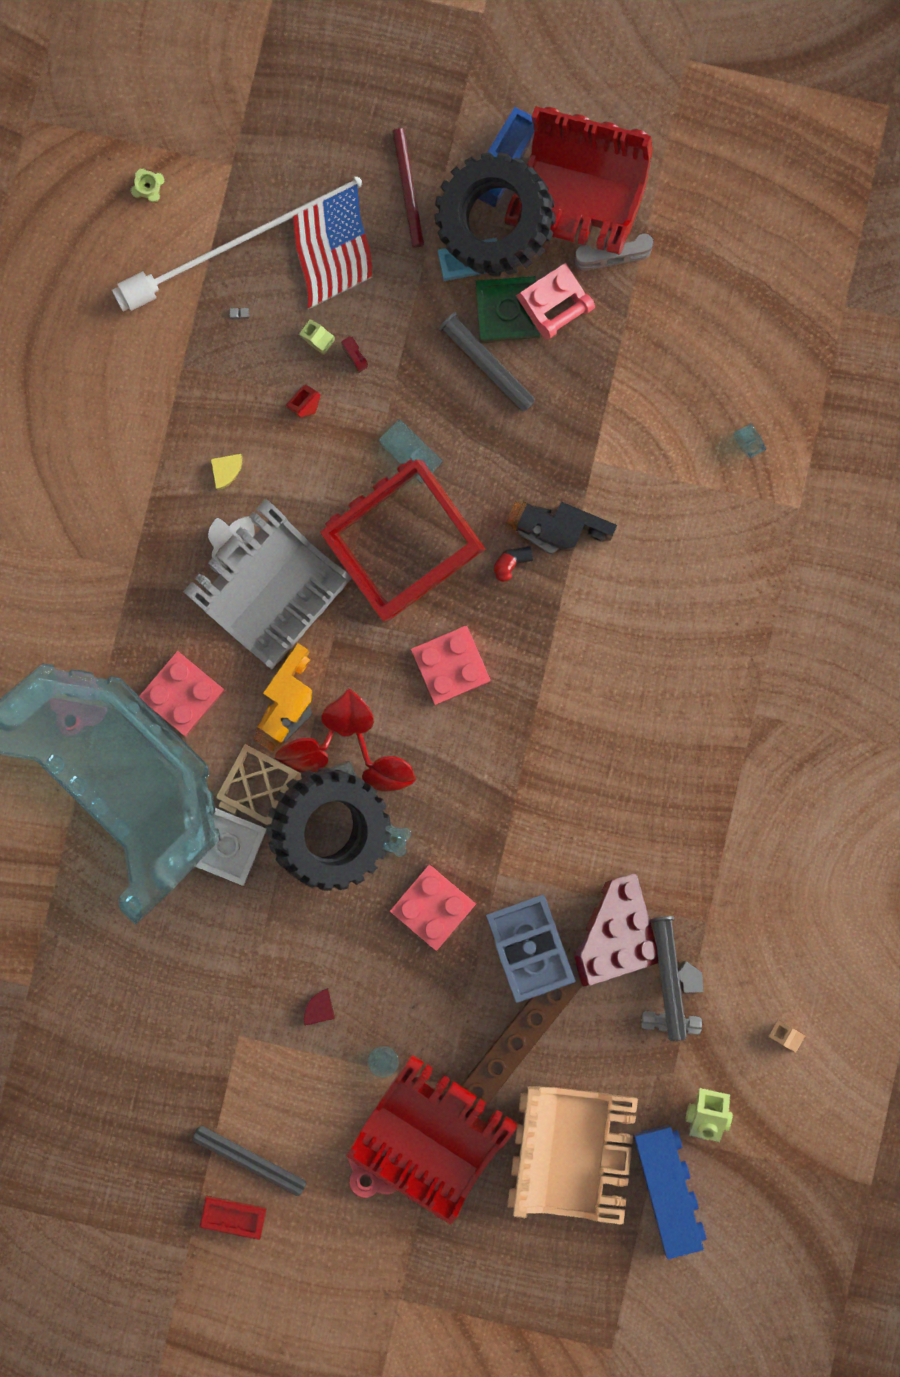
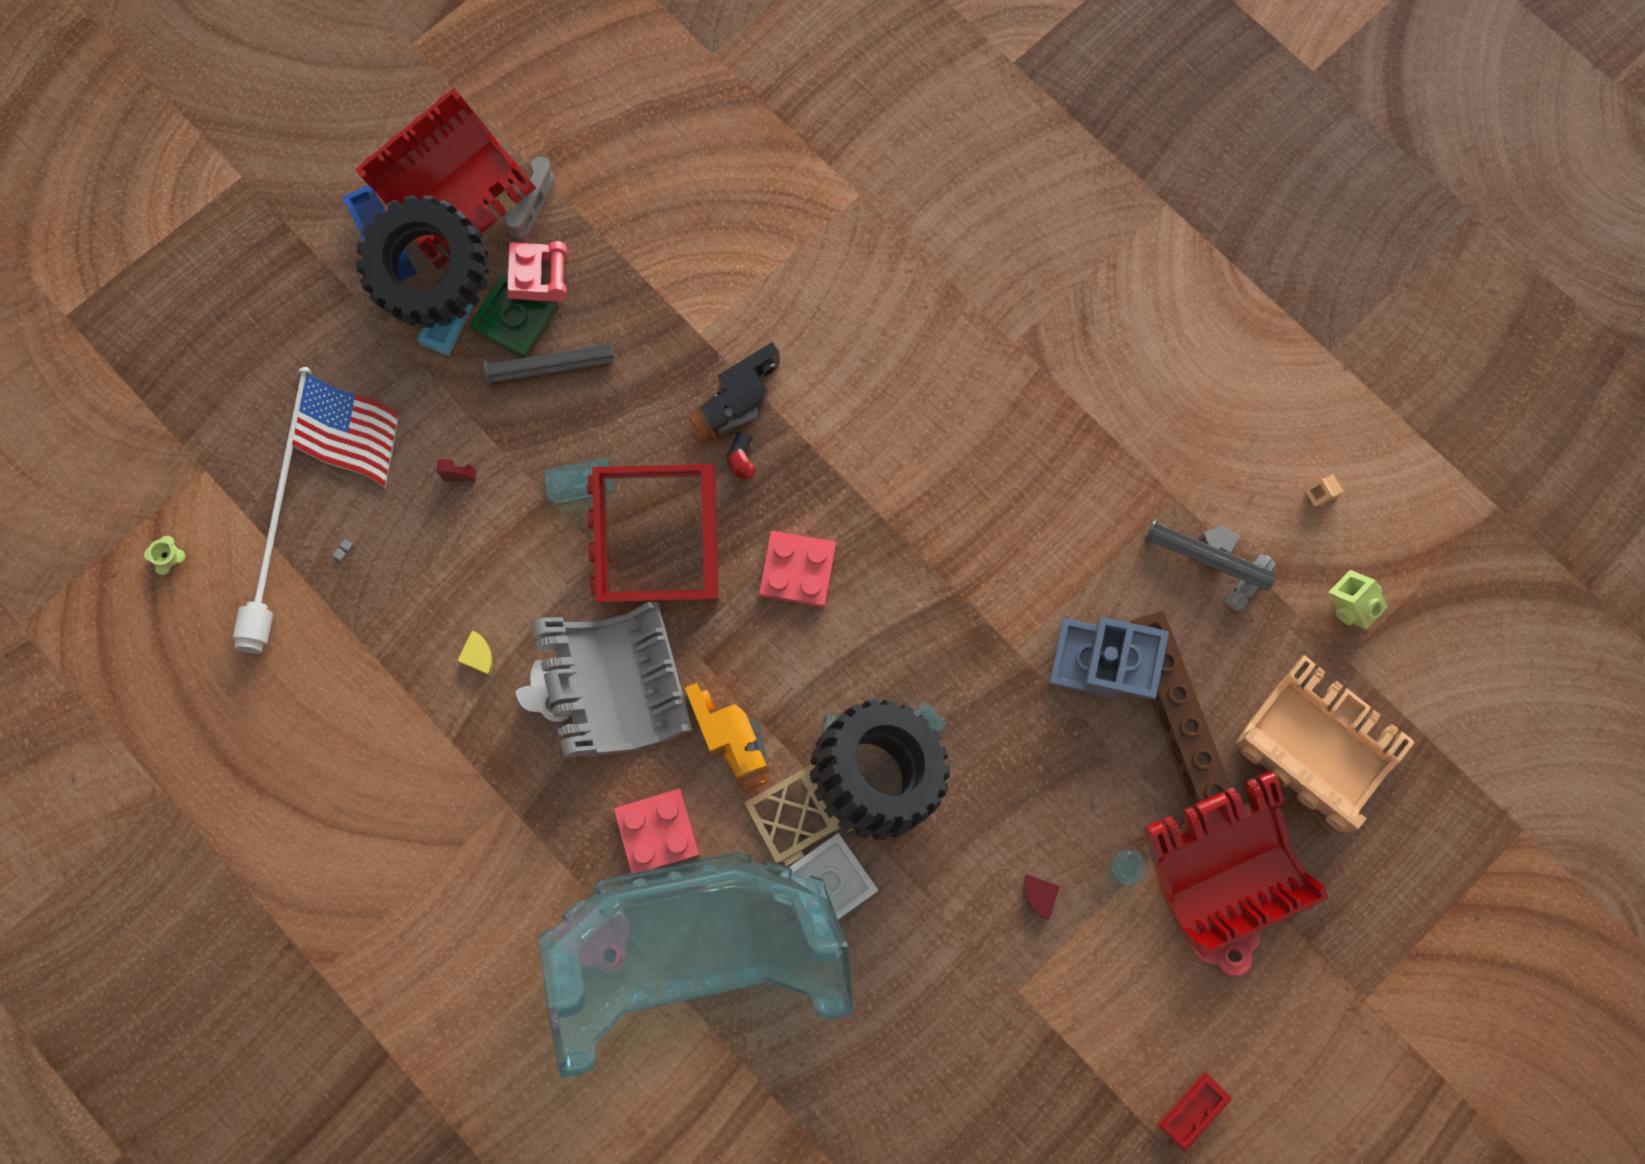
camera: 60 degrees left, 10 degrees down
(249, 1160) = (1146, 1059): dark grey axle -> none
(304, 401) = (466, 542): red slope -> none
(317, 336) = (416, 493): yellowish green piece -> none
(347, 716) = (786, 675): red plant -> none
(408, 187) = (343, 332): dark red bar -> none
(432, 907) = (1010, 728): coral plate -> none
(617, 934) = (1144, 573): plate -> none
(668, 1191) = (1406, 681): blue brick -> none
(749, 441) = (773, 194): clear light blue piece -> none

